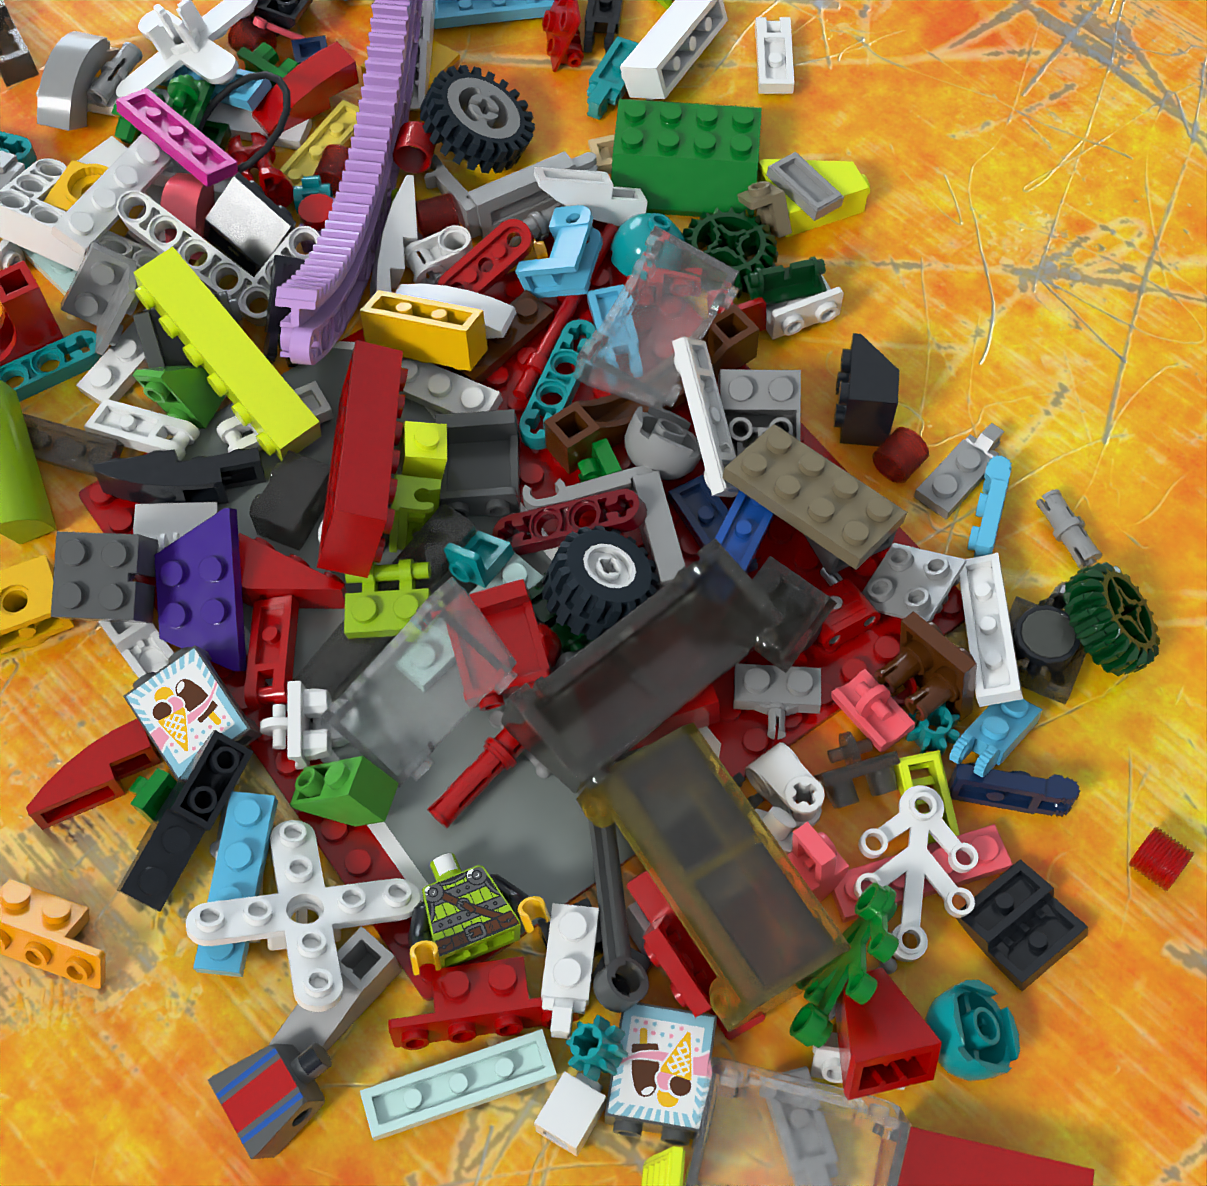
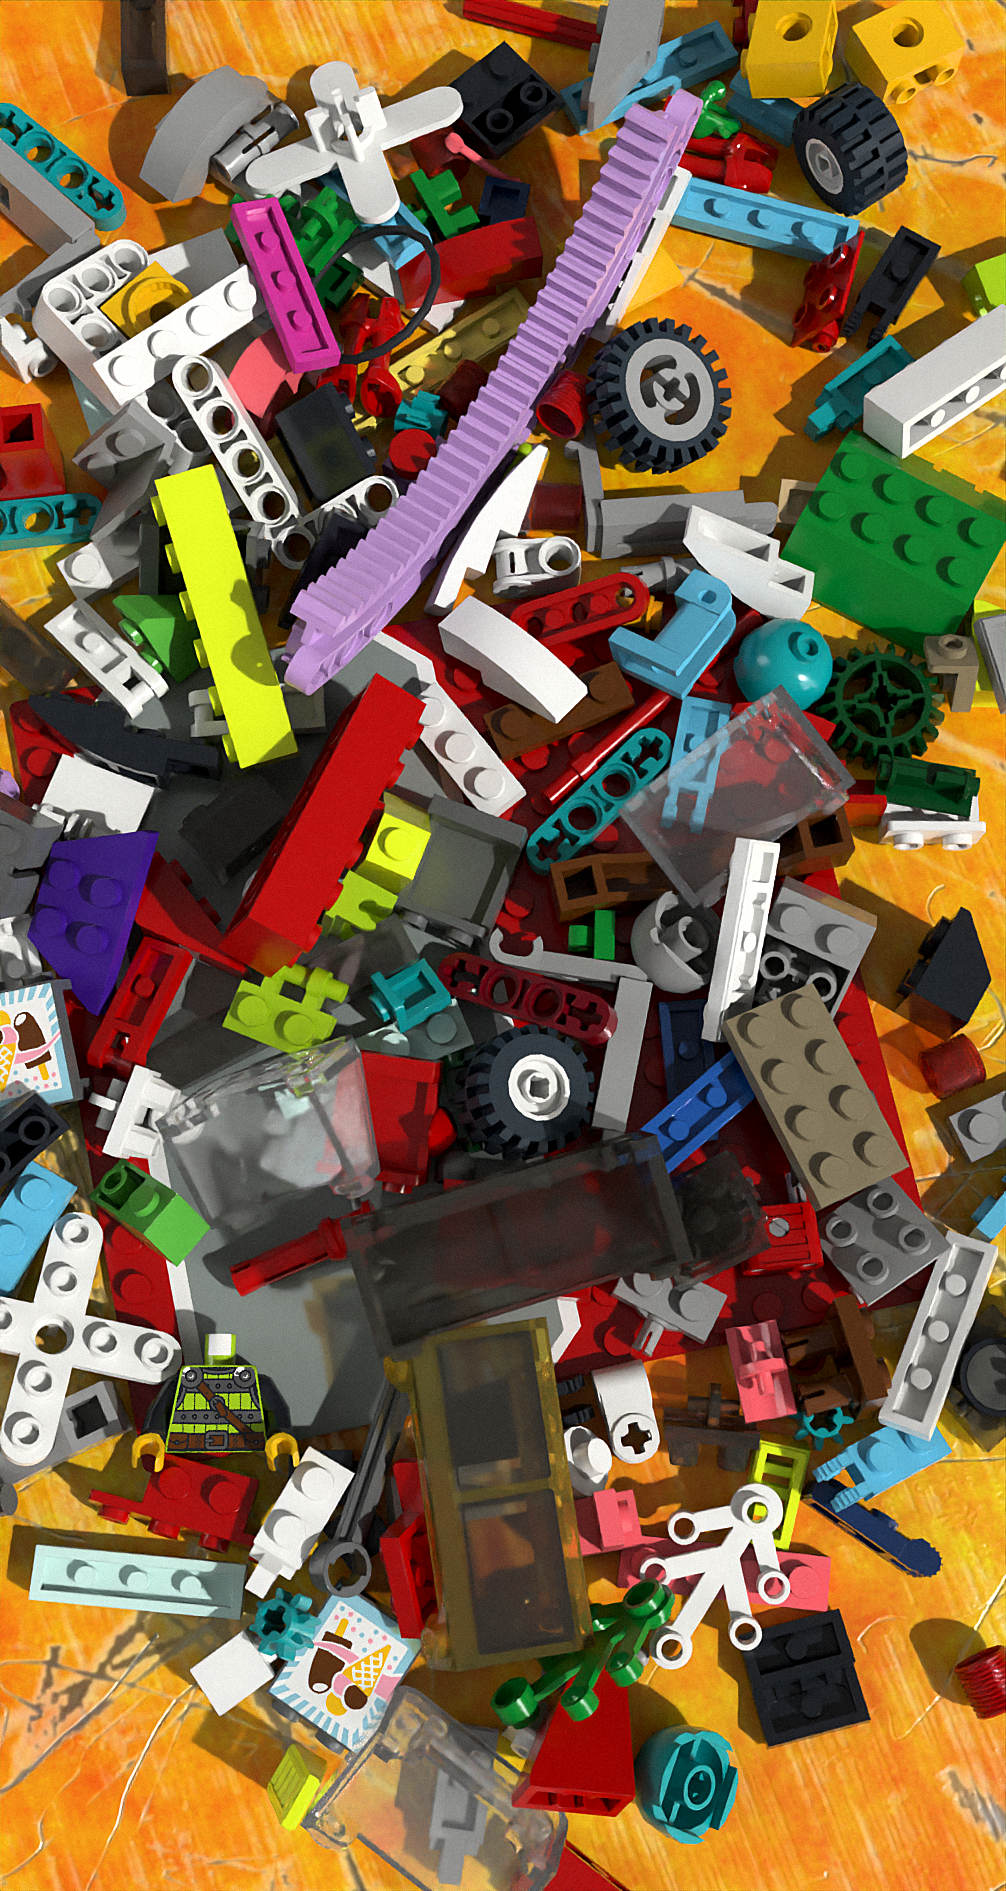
camera: 20 degrees right, 15 degrees up
(426, 329) = (466, 679): yellow brick -> none

